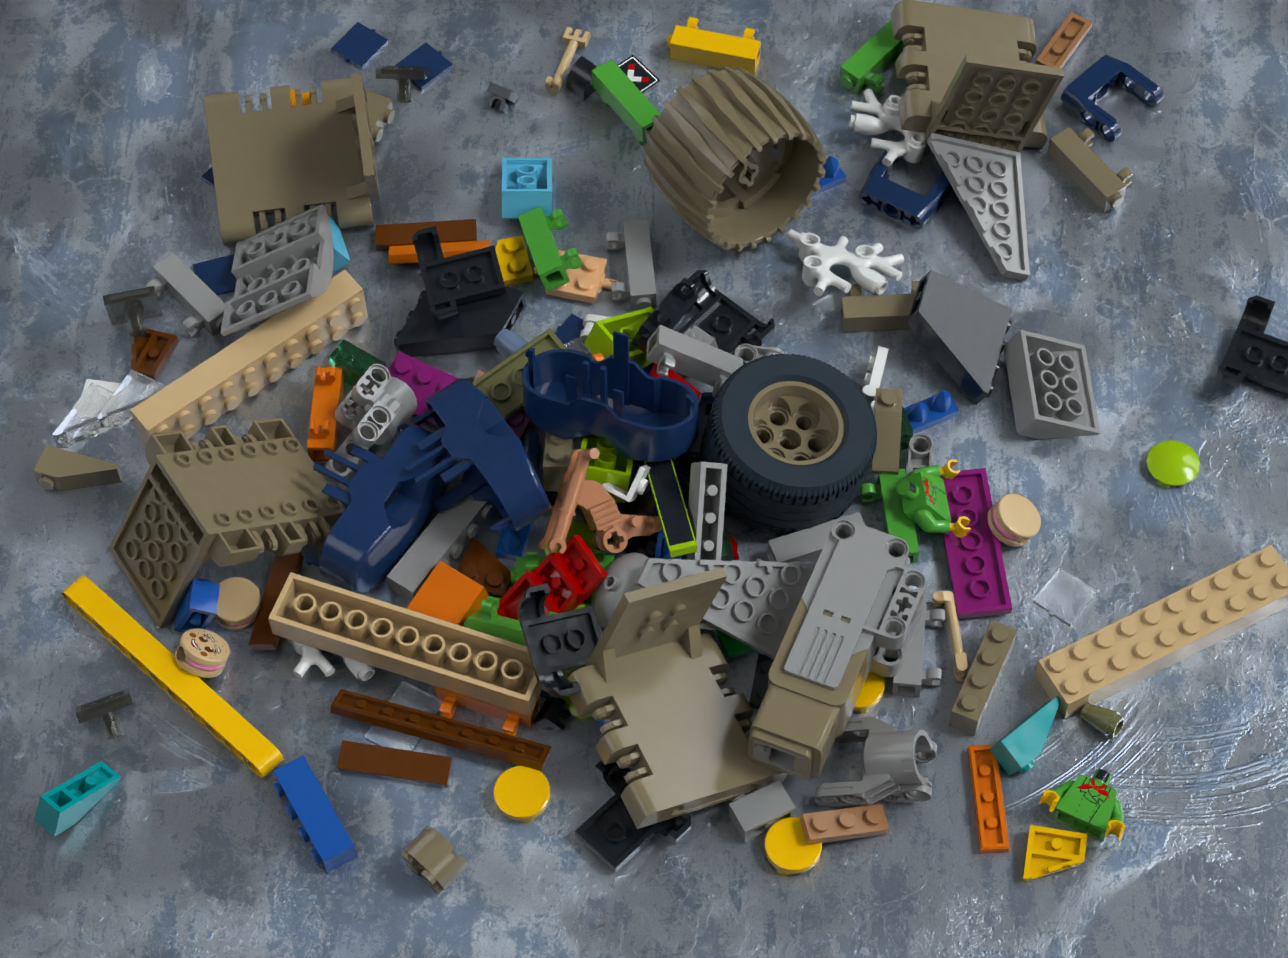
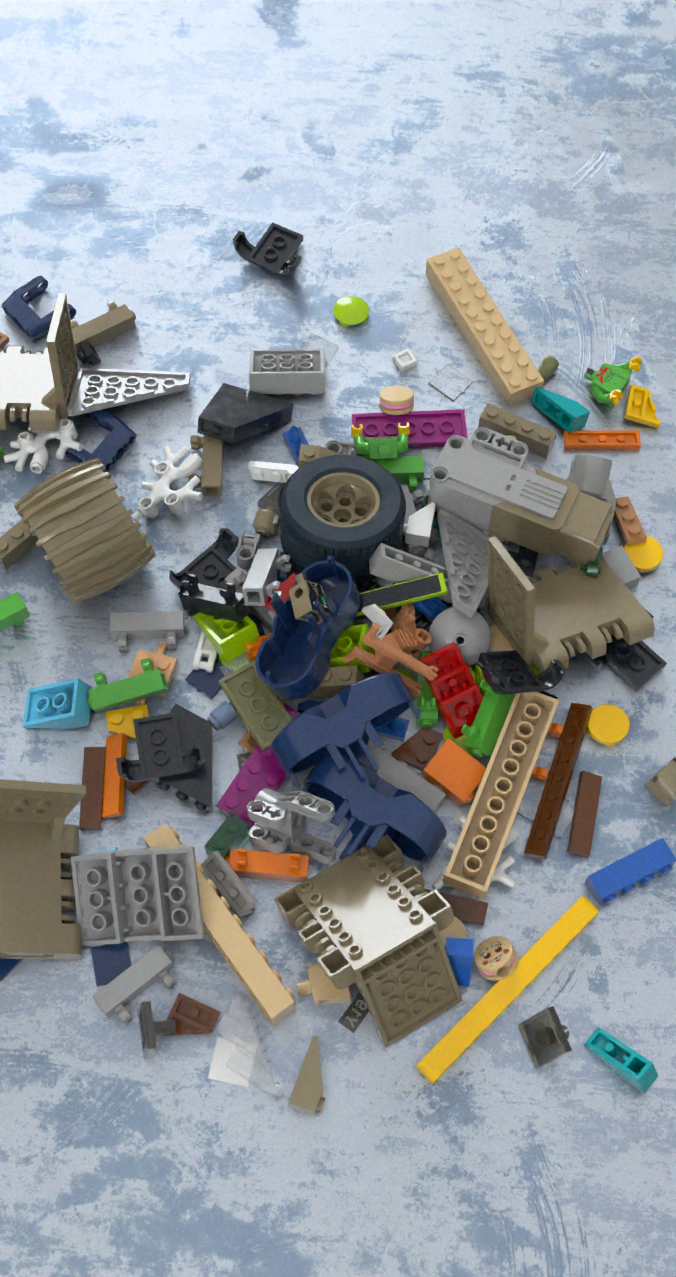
camera: 90 degrees left, 5 degrees up
(297, 373) = (229, 884): none -> light grey panel
(640, 388) = (304, 596): none -> dark tan torso
(739, 756) = (593, 568): none -> dark green piece
(794, 544) = (420, 526): none -> white slope
(1045, 160) = (88, 353): none -> black tile
(1095, 536) = (405, 360): none -> white tile

